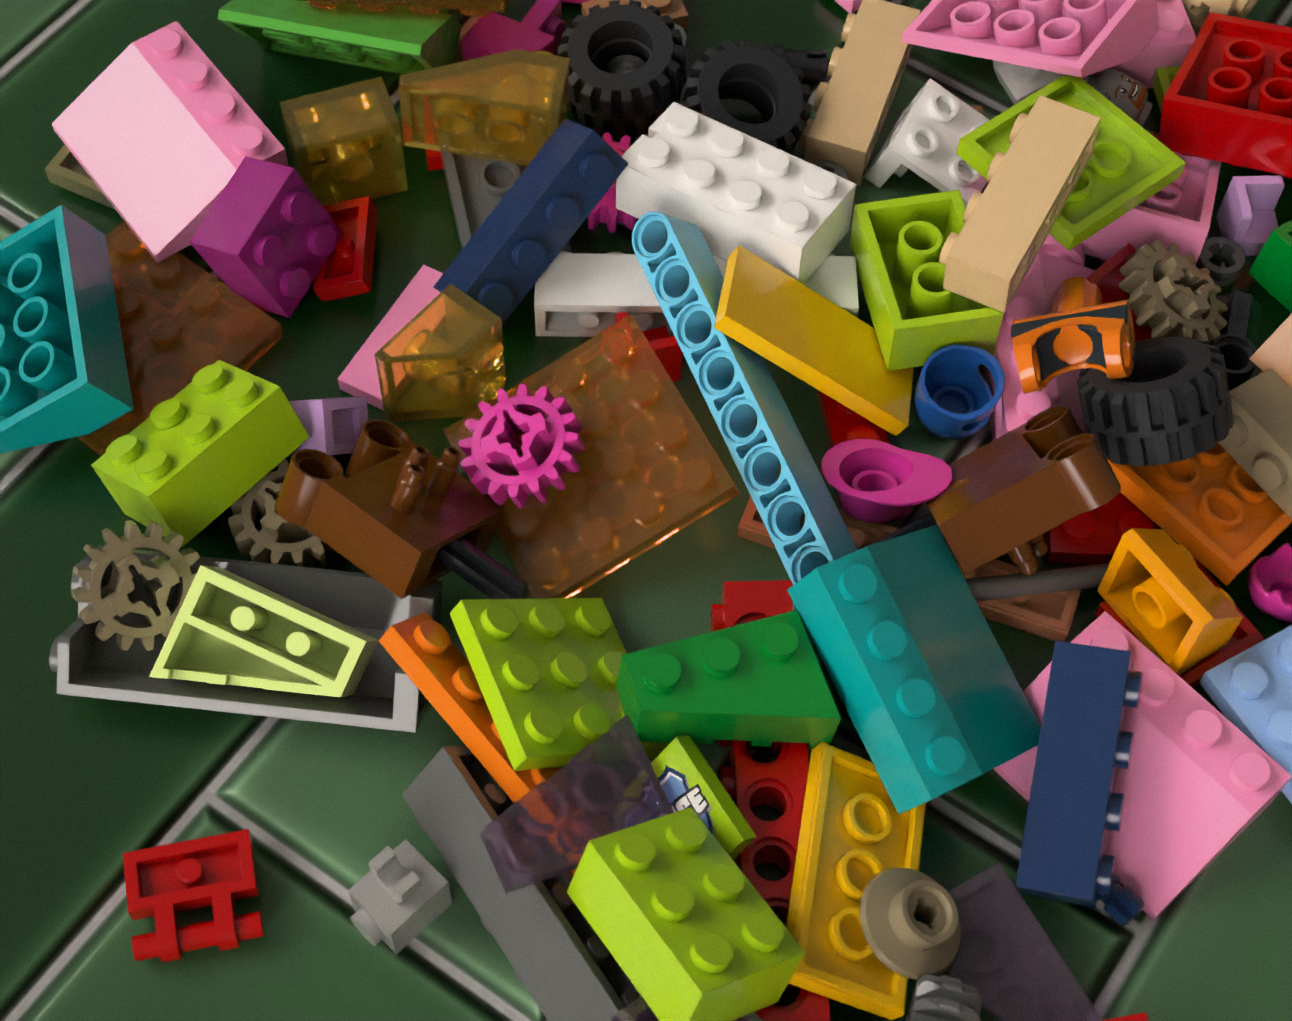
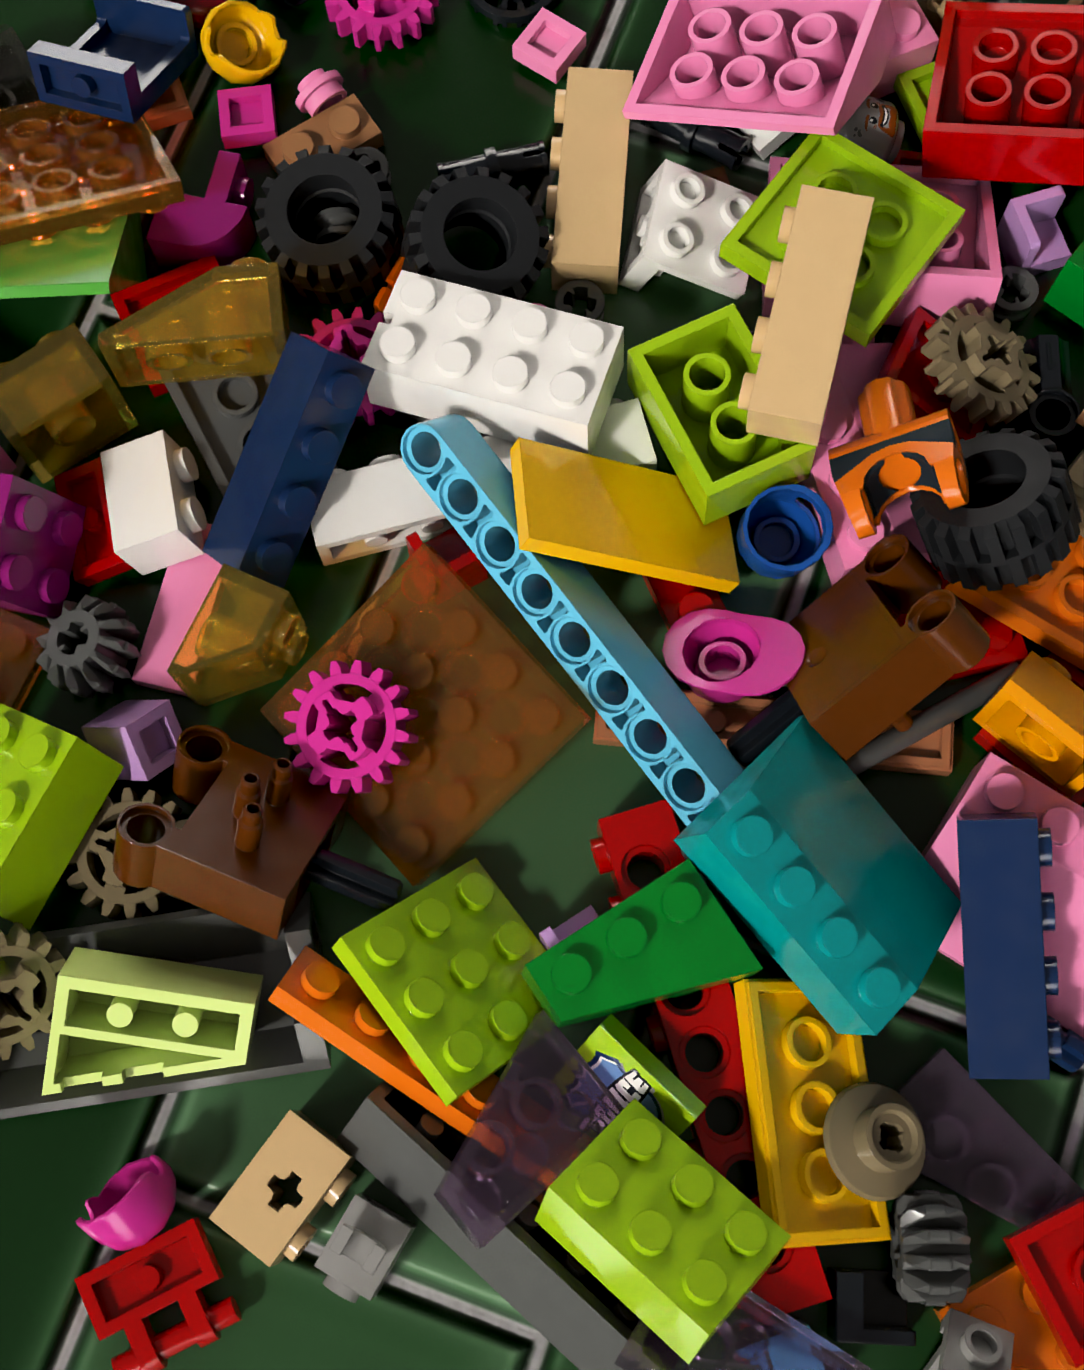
camera: 10 degrees left, 15 degrees up
(198, 802) = (132, 1205): none -> dark pink hair
(308, 341) = (88, 647): none -> dark grey gear
(356, 798) = (252, 1207): none -> tan brick
(402, 242) = (153, 502): none -> white brick
(967, 76) = (707, 140): none -> black pin

